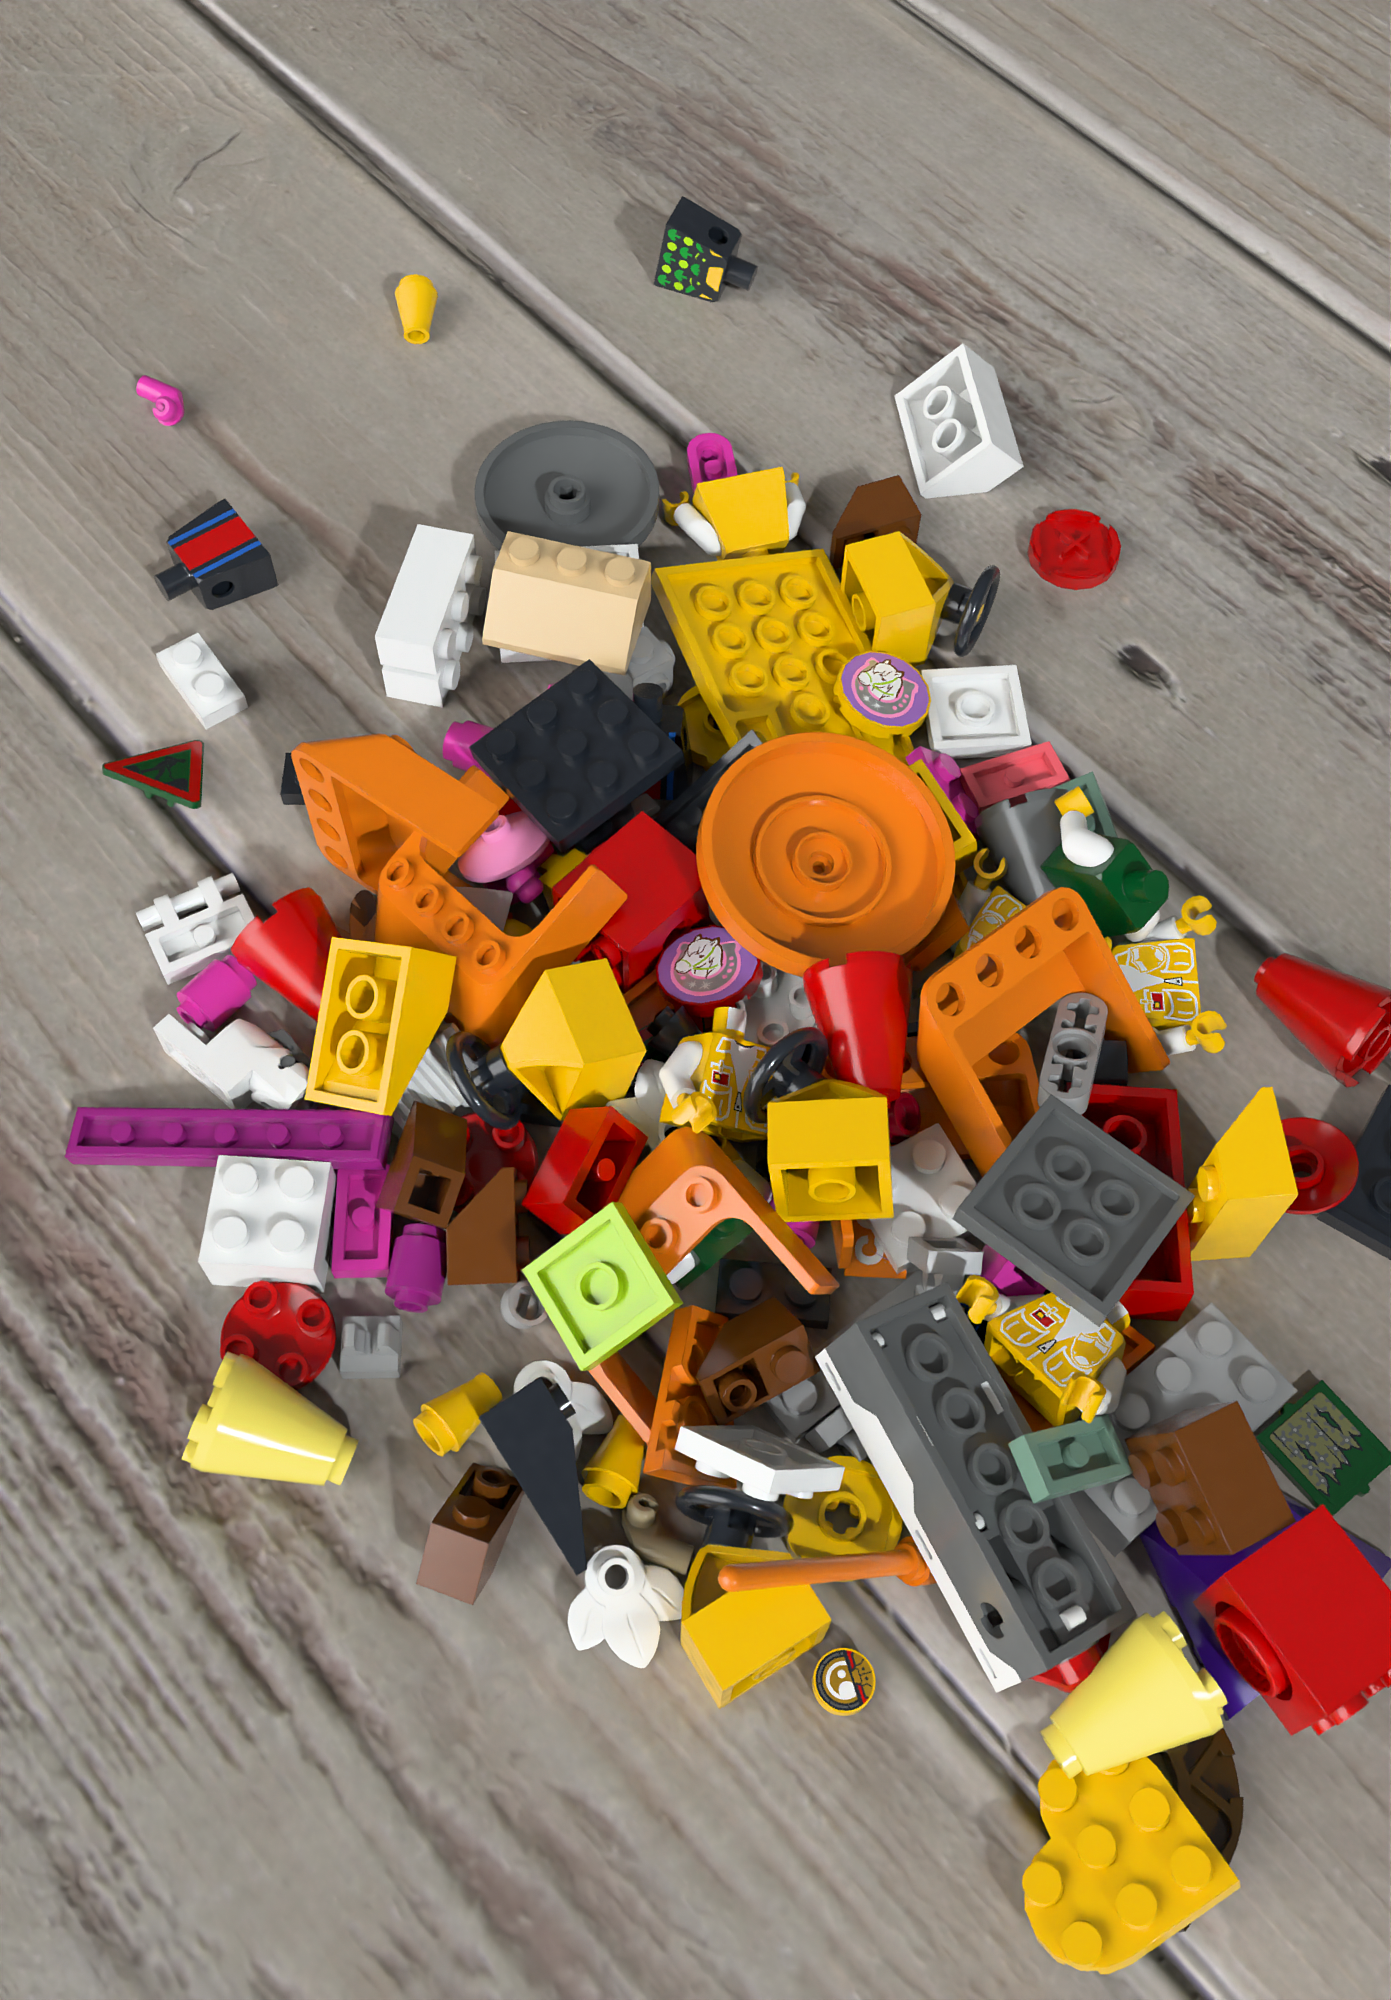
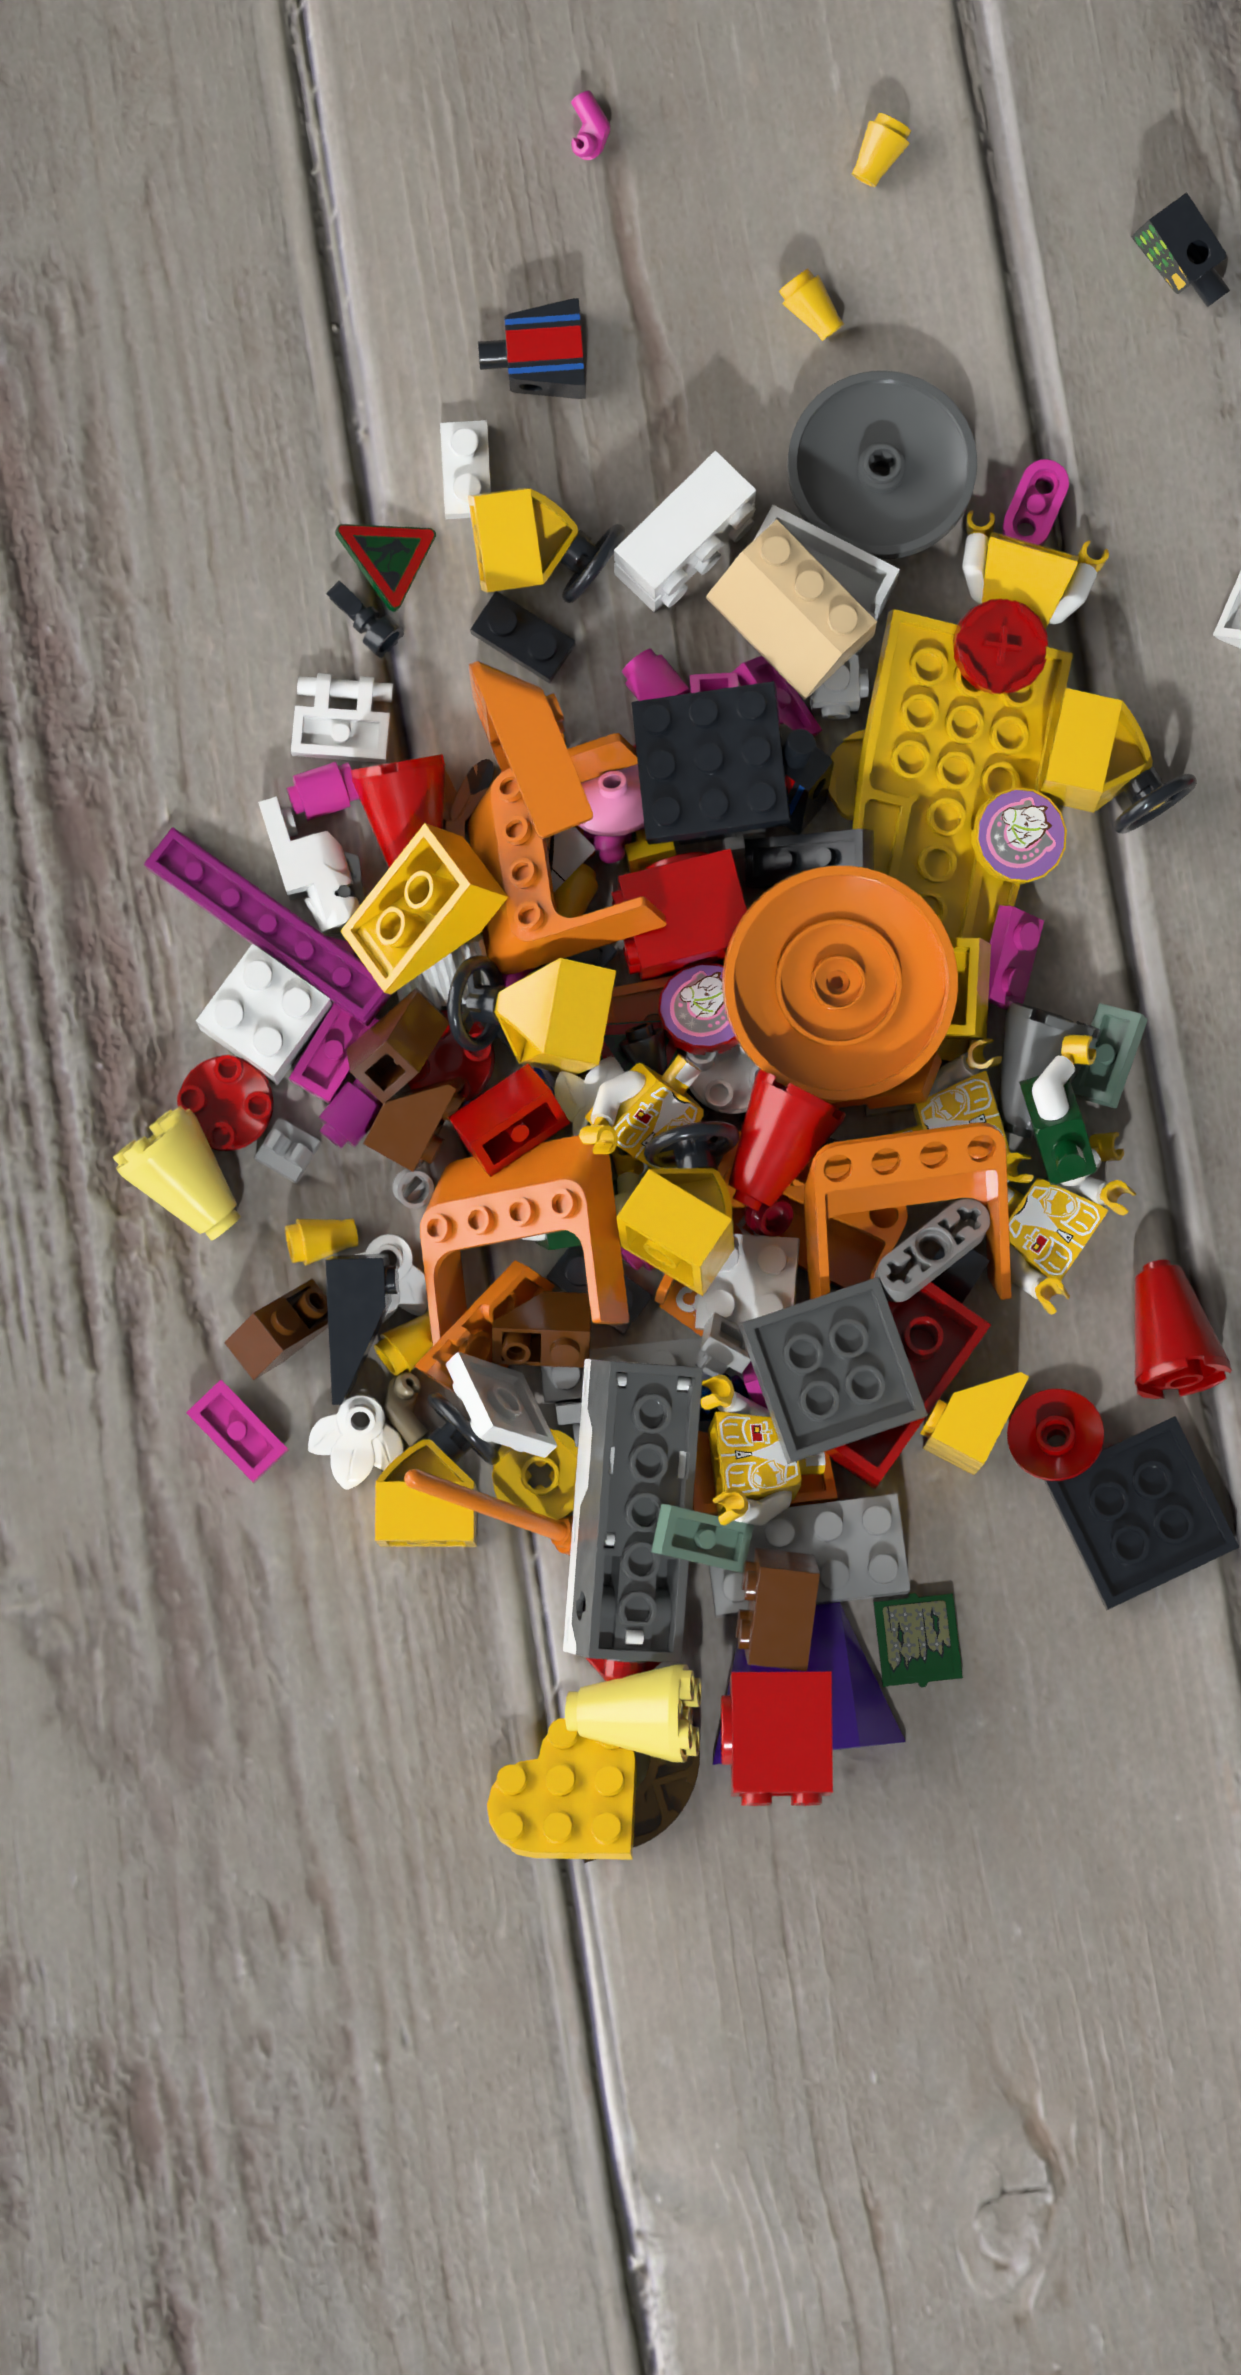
camera: 35 degrees right, 20 degrees up
(194, 837) = (380, 633): none -> black piece
(280, 682) = (525, 537): none -> yellow piece
(429, 427) = (811, 304): none -> yellow cone
(486, 1676) = (237, 1431): none -> dark pink plate
(602, 1286) = (460, 1223): plate -> none
(763, 559) = (1000, 646): none -> red tile
(843, 1681) = (471, 1581): tile -> none
(874, 512) = (1140, 648): reddish brown slope -> none
(976, 711) = (1094, 892): white plate -> none
(1013, 776) = (1080, 975): coral plate -> none

